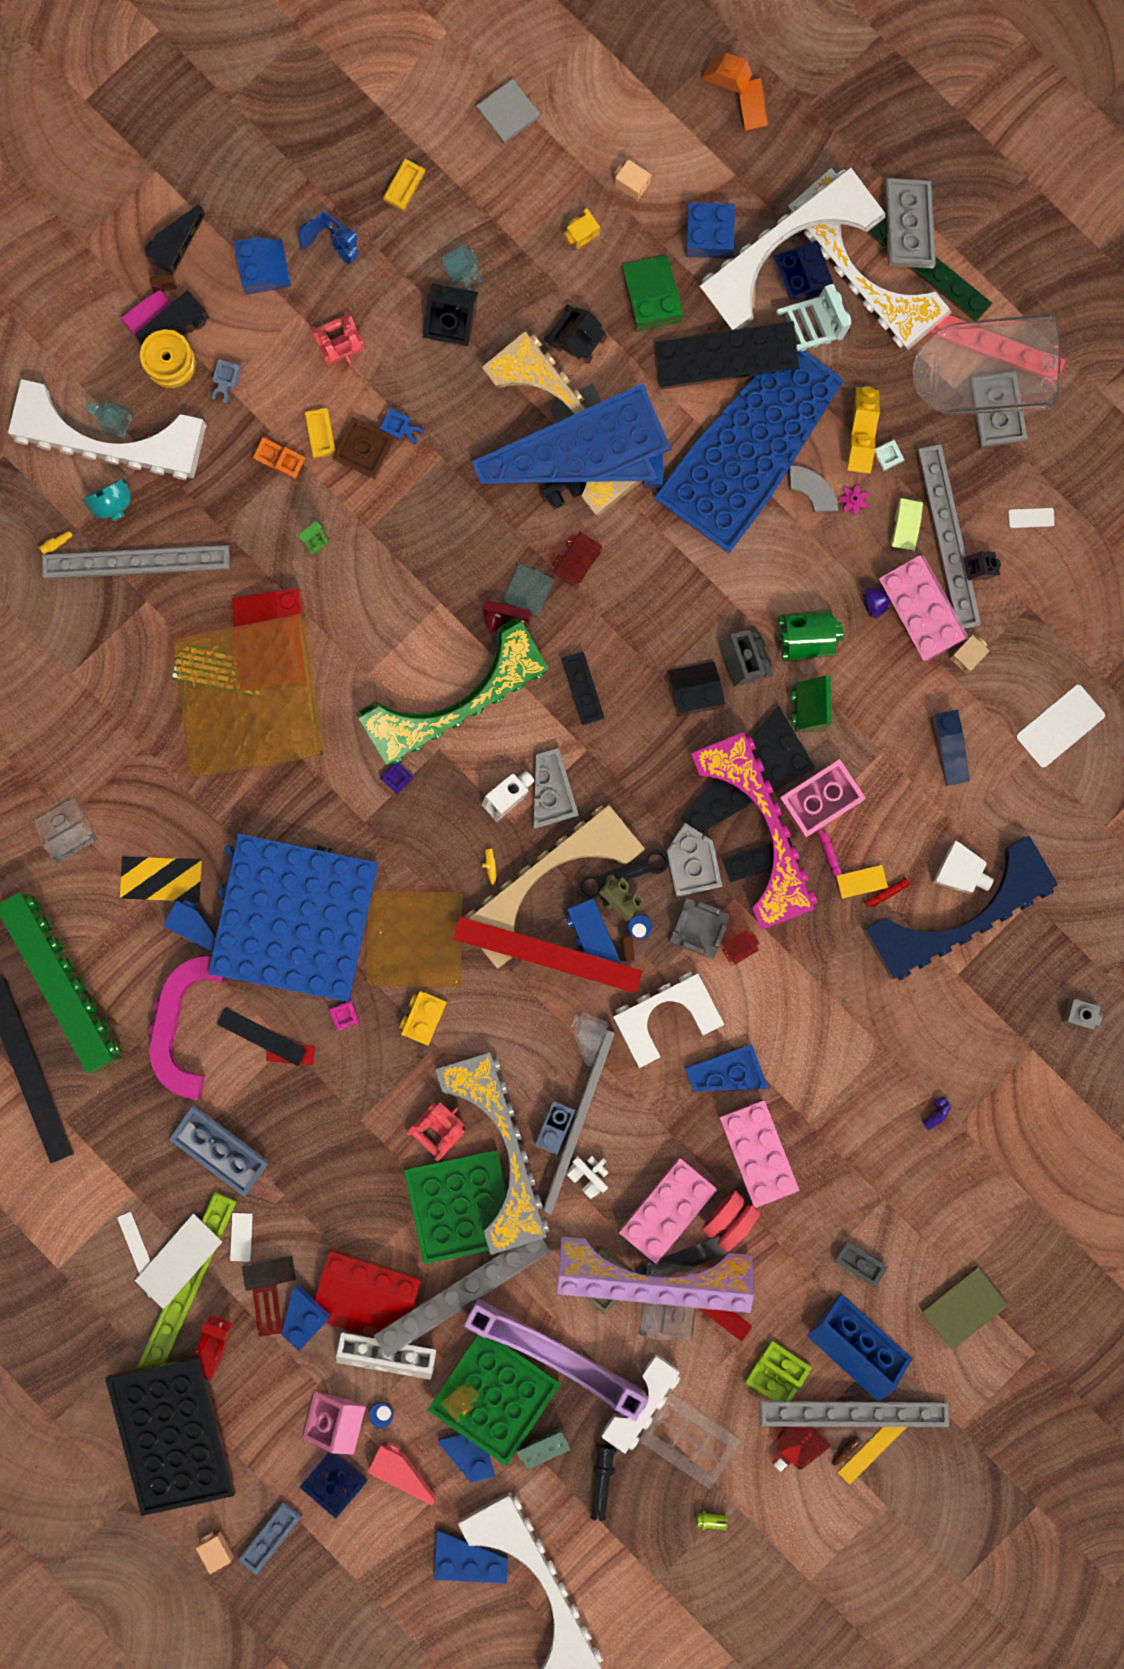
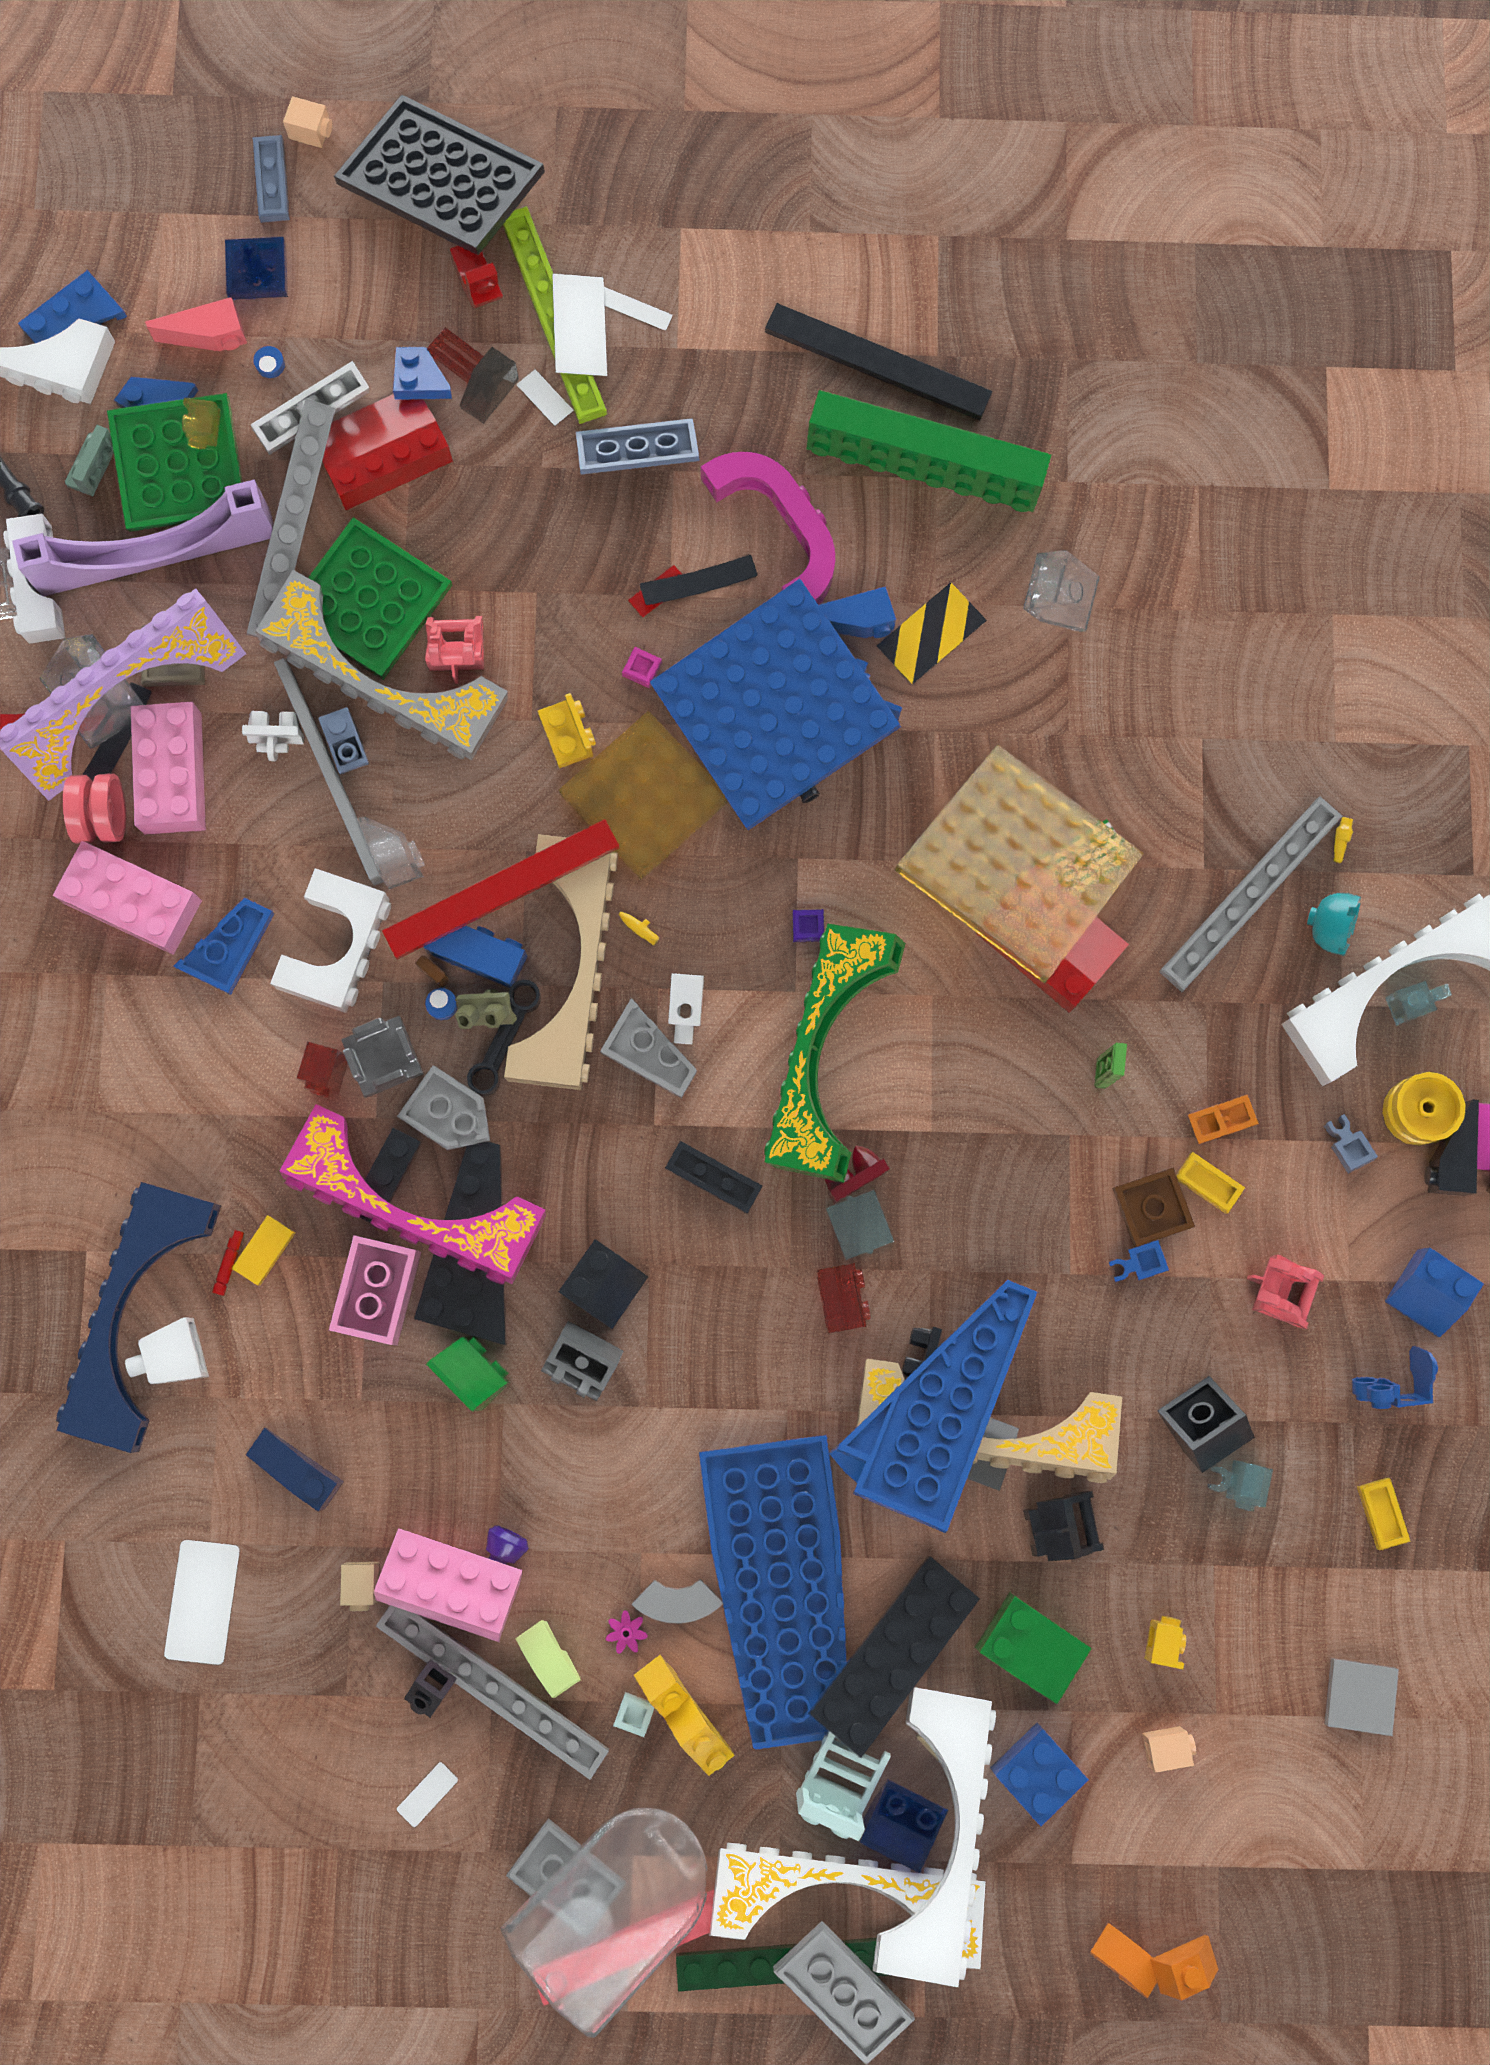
camera: 130 degrees right, 5 degrees down
(333, 1423) = (303, 315): bright pink slope -> none
(809, 635) = (539, 1443): green cylinder -> none
(829, 852) = (319, 1247): dark pink wheel -> none

